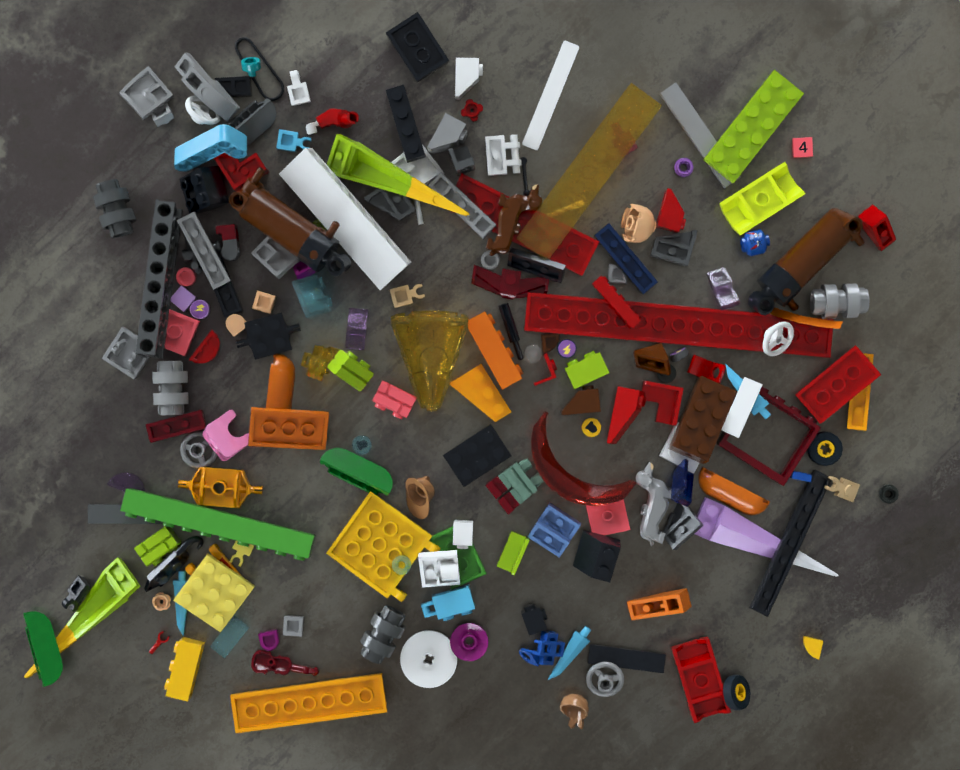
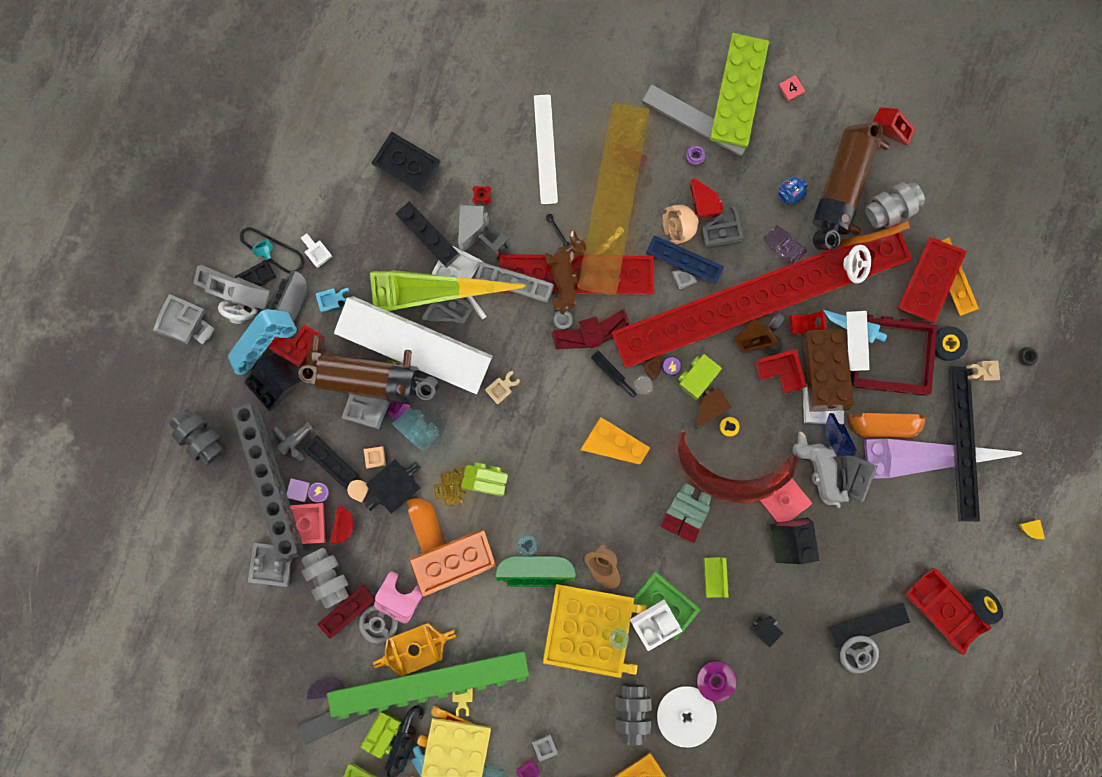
camera: 25 degrees left, 5 degrees down
(186, 276) = (292, 468): coral tile -> none
(203, 250) = (297, 435): light grey plate -> none
(230, 239) = (321, 422): leg -> none
(335, 117) = (359, 259): red arm -> none
(356, 329) = (471, 440): clear purple slope -> none
(394, 399) = (537, 488): coral brick -> none
(430, 351) = (550, 427): clear yellow cone -> none
(450, 603) = (681, 653): medium azure brick -> none
(463, 533) = (661, 581): white brick -> none
(467, 75) = (462, 165): white slope -> none
(477, 455) = (638, 503): black plate -> none
(493, 350) = (606, 399): orange brick -> none
(496, 155) = (523, 224): white plate -> none
(536, 265) = (607, 303): black plate -> none
(539, 656) = (793, 661): blue piece -> none
(551, 367) = (667, 390): red bracket -> none
(554, 530) = (742, 537): medium blue slope -> none
(573, 648) = (815, 640): medium azure bar -> none
(575, 708) = (847, 696): medium nougat piece -> none
(616, 301) = (696, 301): red piece -> none
(626, 408) = (753, 395): red slope -> none
(660, 604) = (874, 559): orange slope -> none
(761, 199) = (778, 150): neon yellow piece -> none
(801, 476) = (942, 378): blue tile -> none

